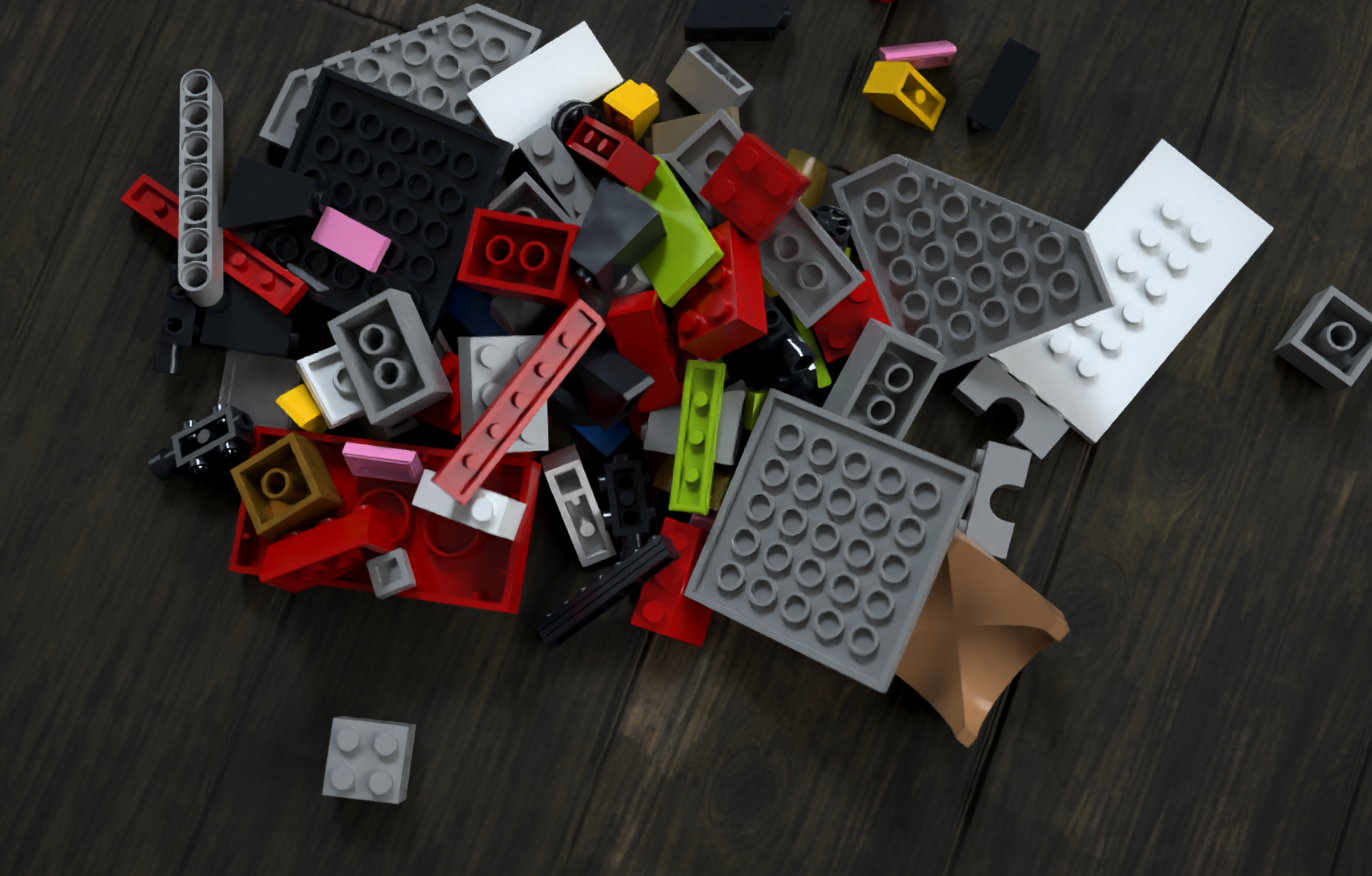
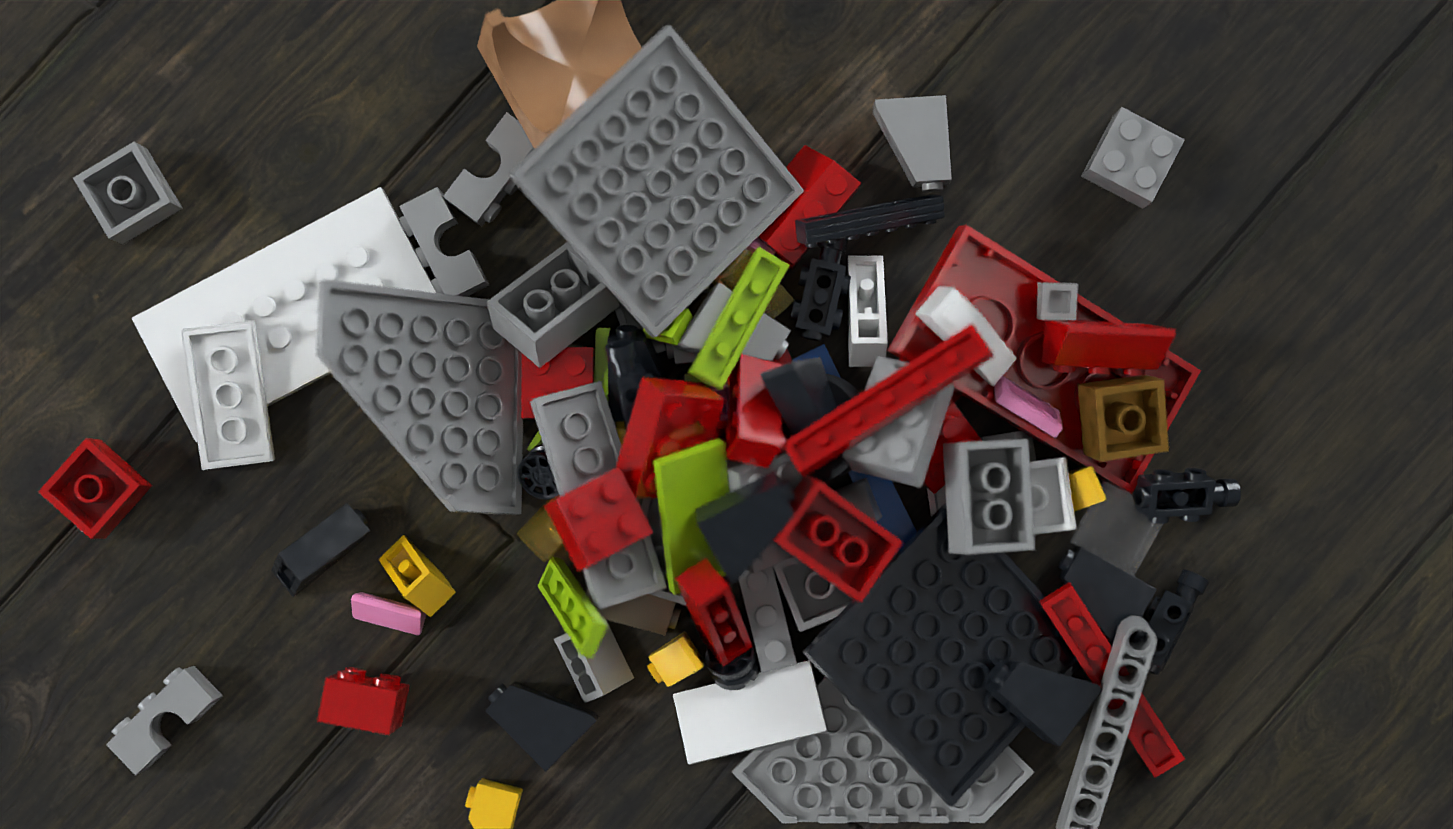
camera: 155 degrees left, 5 degrees up
(351, 239) = (984, 627): bright pink tile -> none
(589, 695) = (918, 138): none -> light grey slope
(745, 104) = (572, 607): none -> lime tile
(1152, 190) = (228, 394): none -> white tile
(1235, 57) = (95, 488): none -> red brick

